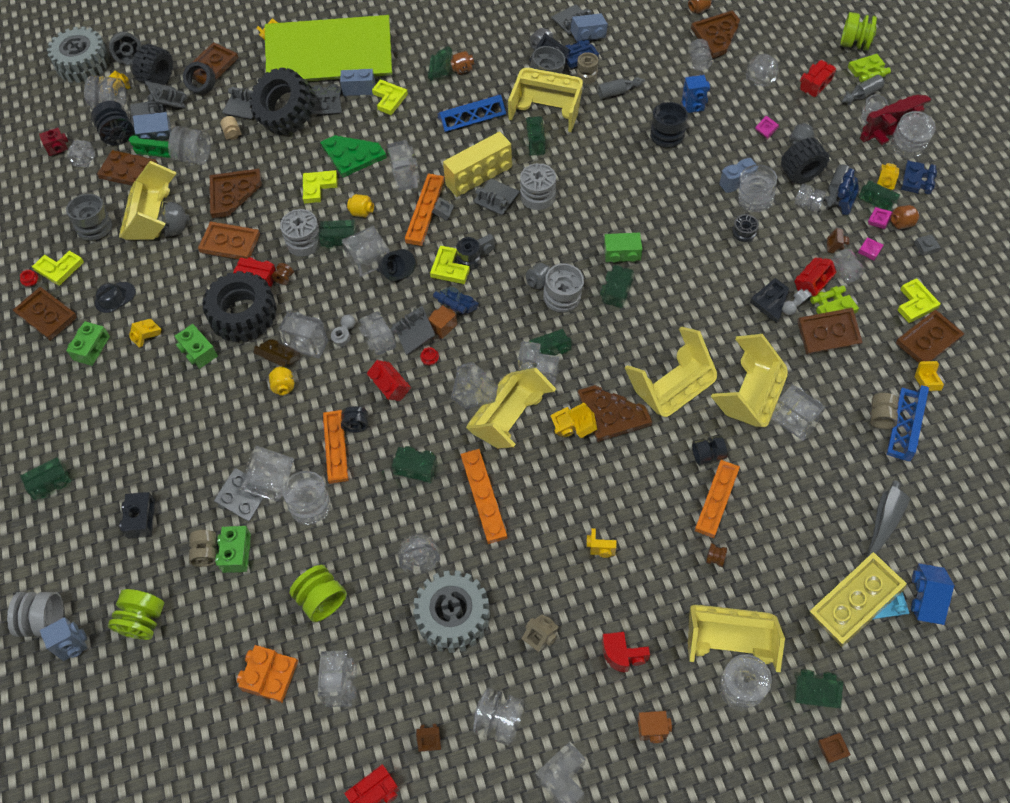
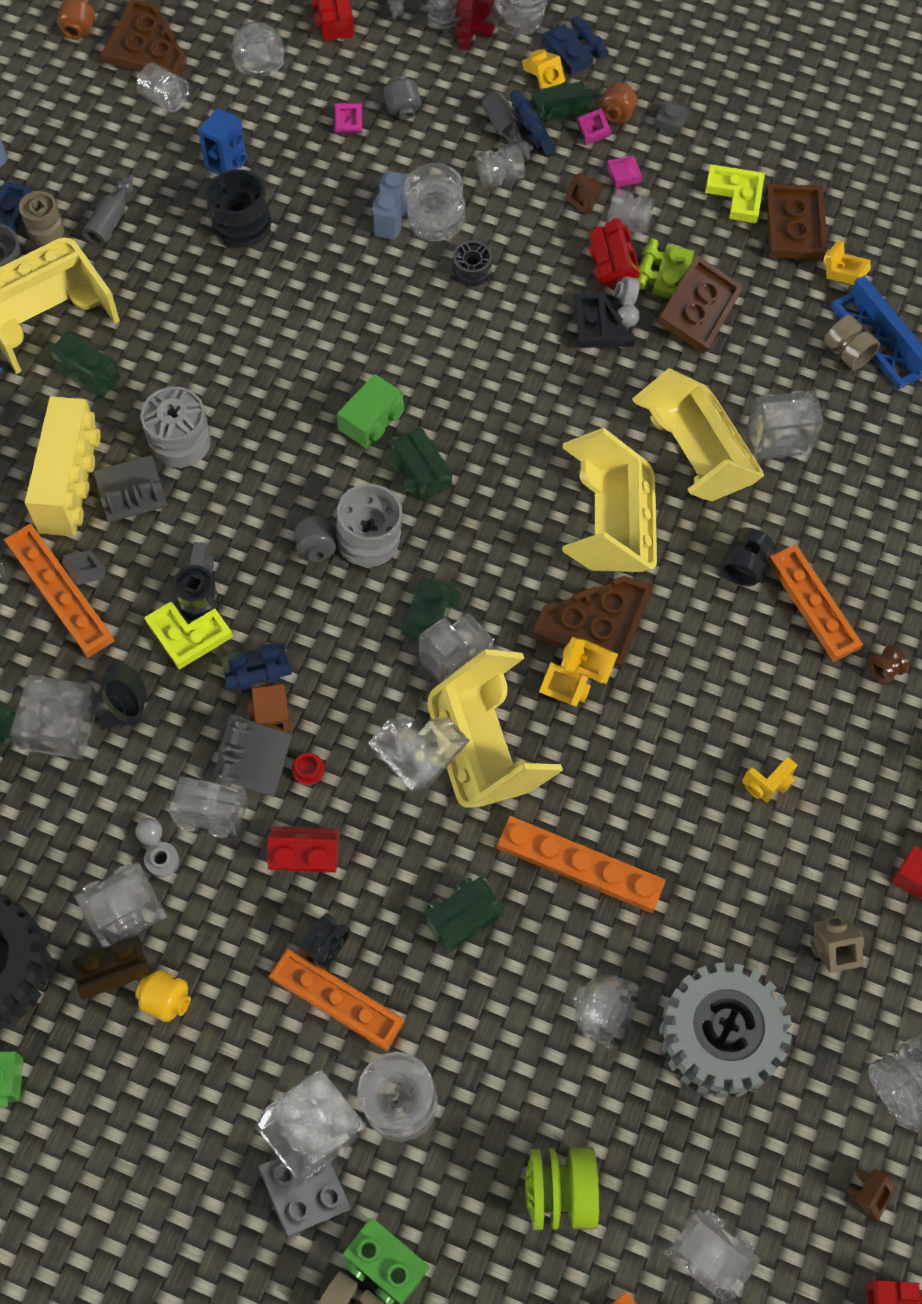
camera: 55 degrees left, 5 degrees up
(805, 160) = (449, 123): black tyre -> none

